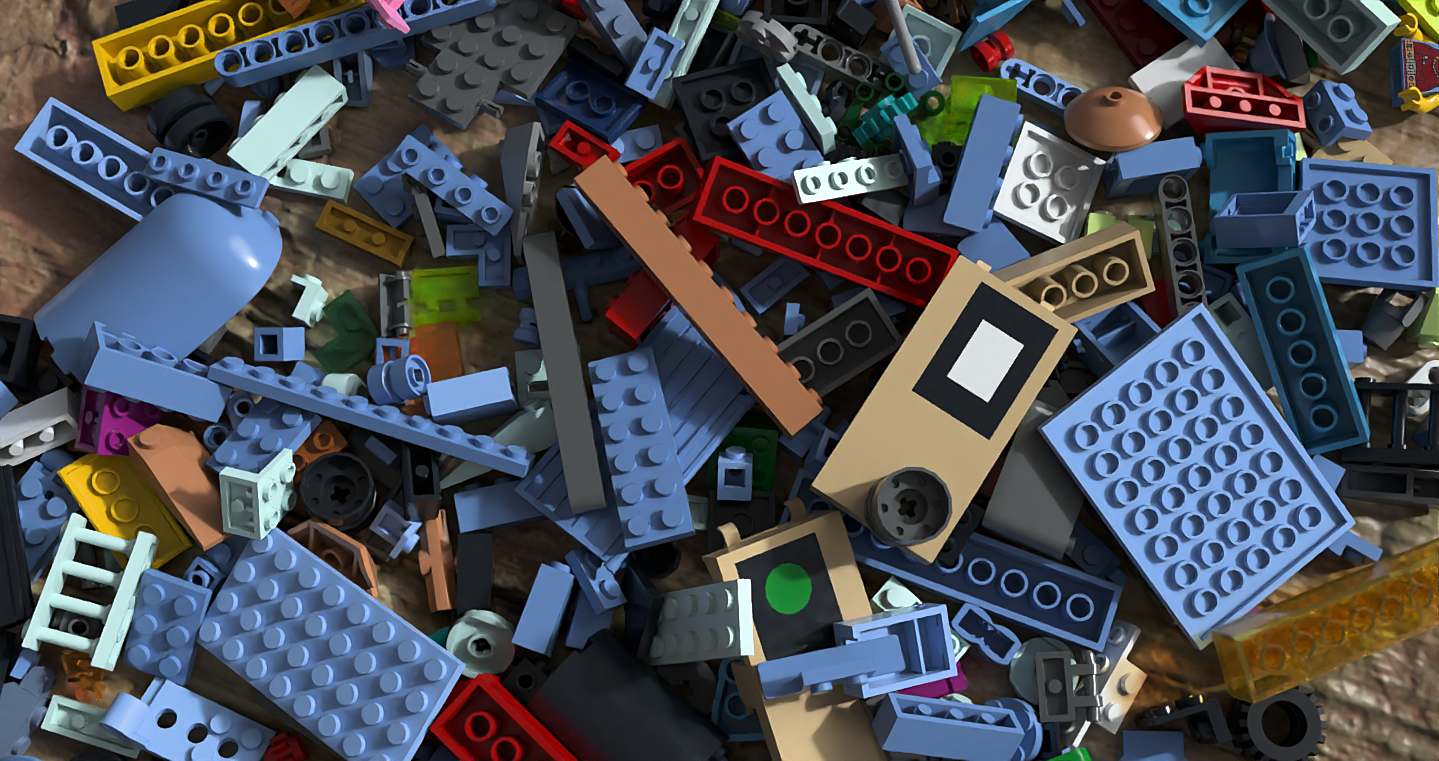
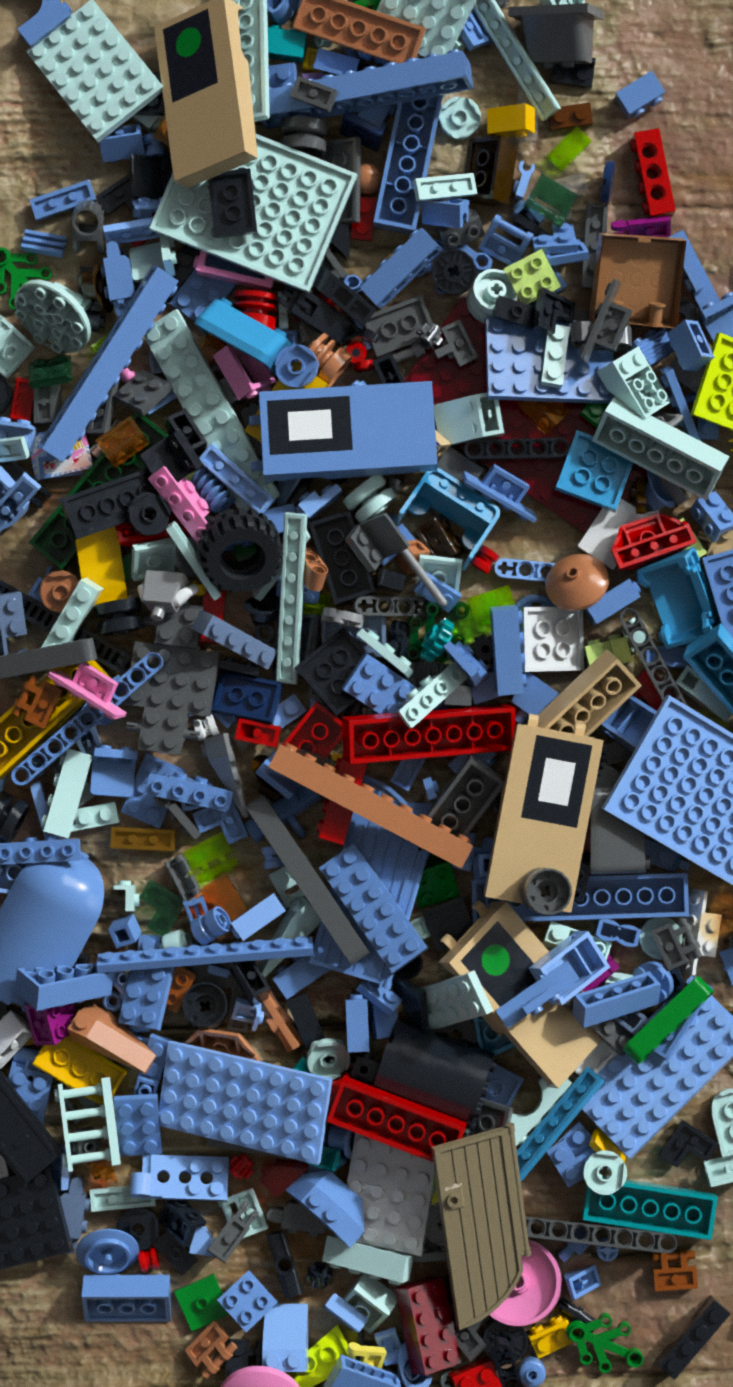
camera: 20 degrees left, 10 degrees up
(257, 502) = (163, 1035): light aqua bracket -> none
(366, 125) = (113, 771): none -> medium blue bracket
(516, 116) = (206, 727): none -> white wheel
(653, 63) = (278, 662): medium blue plate -> none
(735, 484) = (434, 895): light blue brick -> none
(1264, 219) = (703, 600): medium blue window -> none

